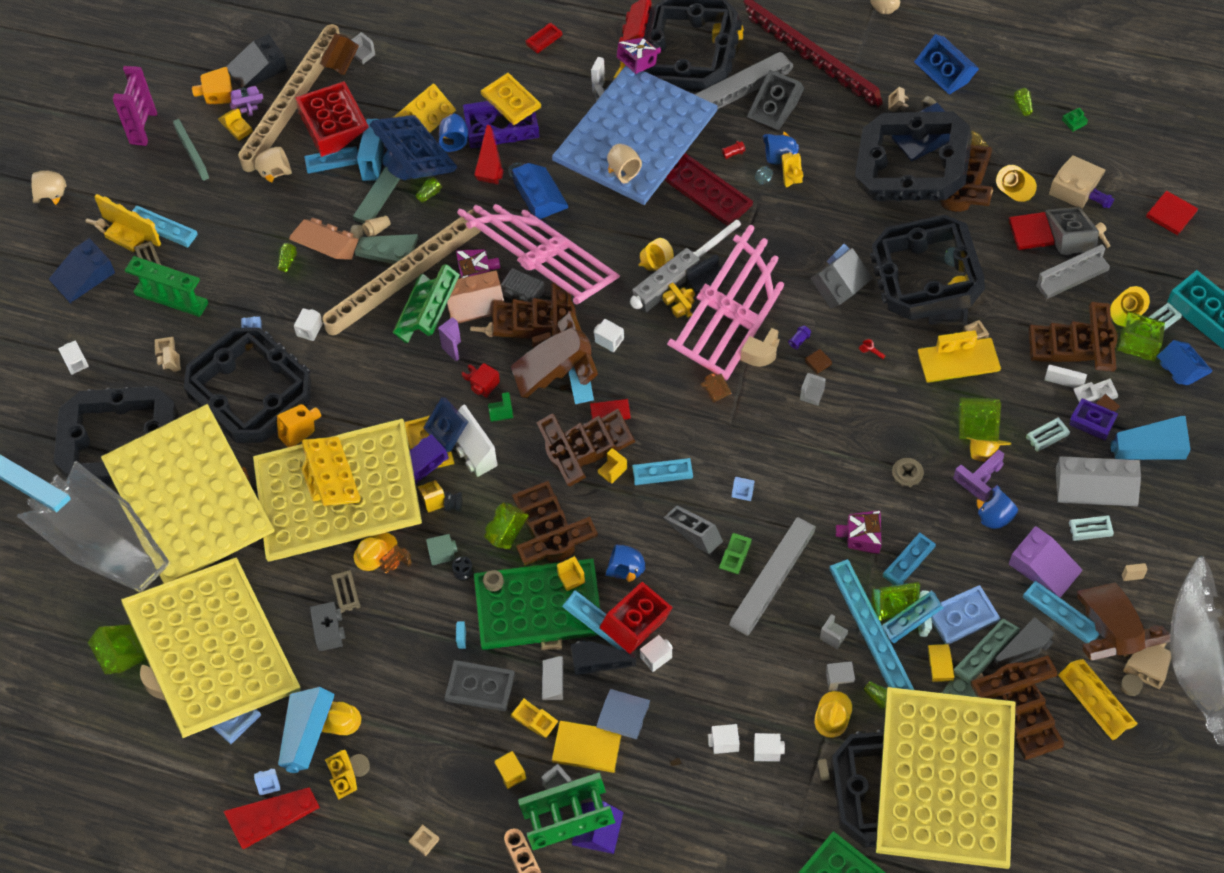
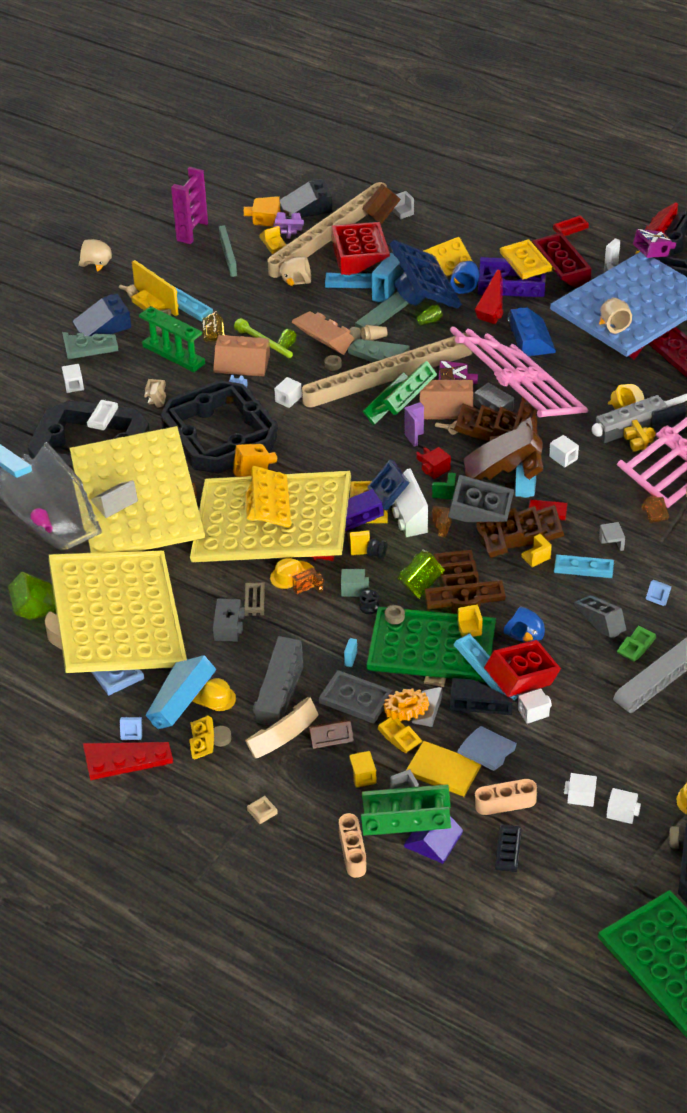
camera: 15 degrees right, 15 degrees down
(76, 309) = (82, 346): none -> sand green wing
(97, 551) = (41, 518): none -> dark pink cone
(122, 403) = (102, 415): none -> white tile
(169, 511) = (116, 498): none -> slope
(204, 254) = (212, 327): none -> clear yellow slope
(235, 247) = (242, 326): none -> lime piece
(245, 287) = (241, 355): none -> nougat slope
(343, 273) = (333, 362): none -> dark tan tile
(400, 691) = (279, 681): none -> dark grey wedge
(422, 745) = (283, 730): none -> tan slope
(466, 734) = (330, 733): none -> panel
(510, 447) = (443, 522): none -> clear orange bracket
(534, 684) = (406, 704): none -> light orange gear
(544, 426) = (480, 501): none -> dark grey slope
(549, 89) = (564, 259): none -> dark red slope
(650, 775) = (505, 797): none -> light nougat beam
(669, 805) = (508, 834): none -> black slope
(682, 429) = (612, 533): none -> light grey panel

